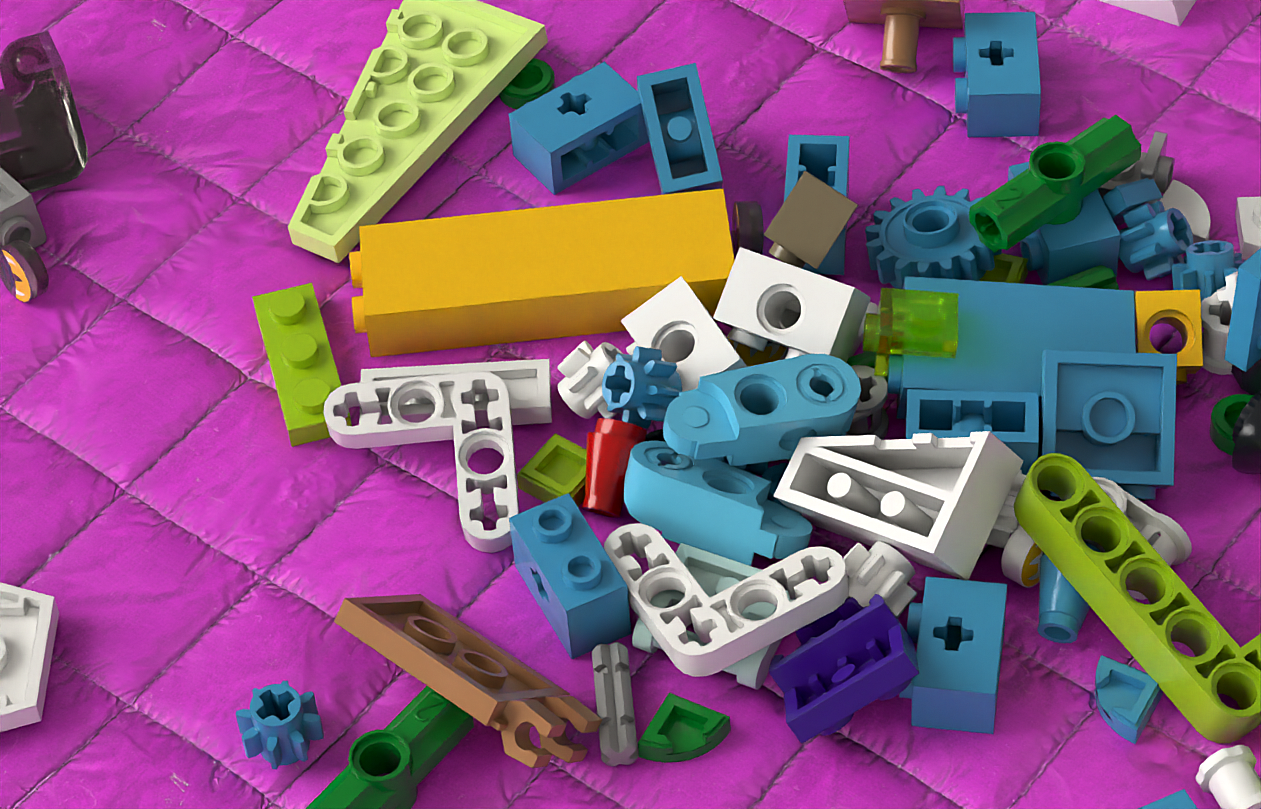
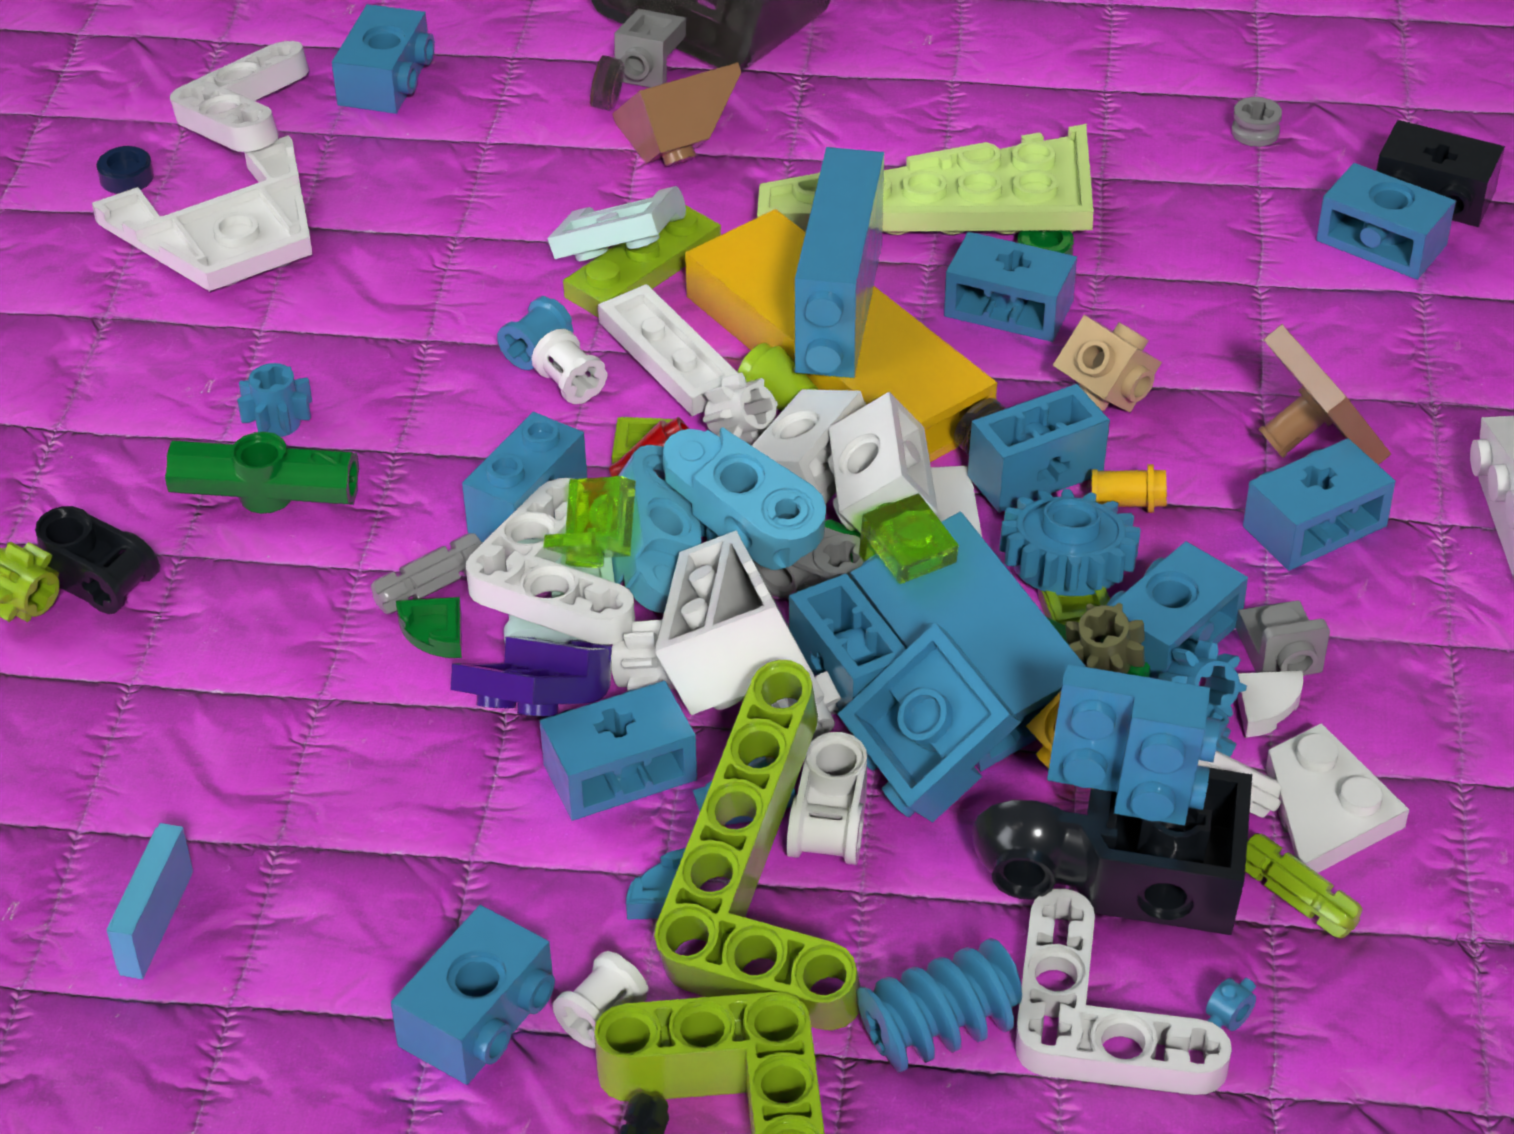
camera: 55 degrees right, 5 degrees down
(129, 238) = (676, 115): none -> medium nougat slope
(270, 349) = (637, 223): none -> light aqua plate
(354, 490) = (521, 337): none -> dark azure bush
(421, 477) = (569, 366): none -> white bush
(452, 419) = (623, 351): white beam -> none
(471, 674) = (380, 466): medium nougat tile -> none
(533, 201) = (839, 262): none -> dark azure brick
(561, 332) = (777, 370): none -> lime cone
(641, 386) = (733, 413): dark azure gear -> none
(679, 130) = (1029, 328): dark azure brick -> none
(704, 533) = (596, 522): none -> clear neon green bracket
(724, 111) = (1108, 363): none -> tan brick
(809, 222) = (970, 426): dark tan brick -> none
(896, 167) = (1131, 487): none -> yellow pin
(1055, 183) = (1168, 565): green piece -> none
(1093, 263) = (1107, 639): none -> olive gear
(1130, 196) = (1229, 637): dark azure tile -> none

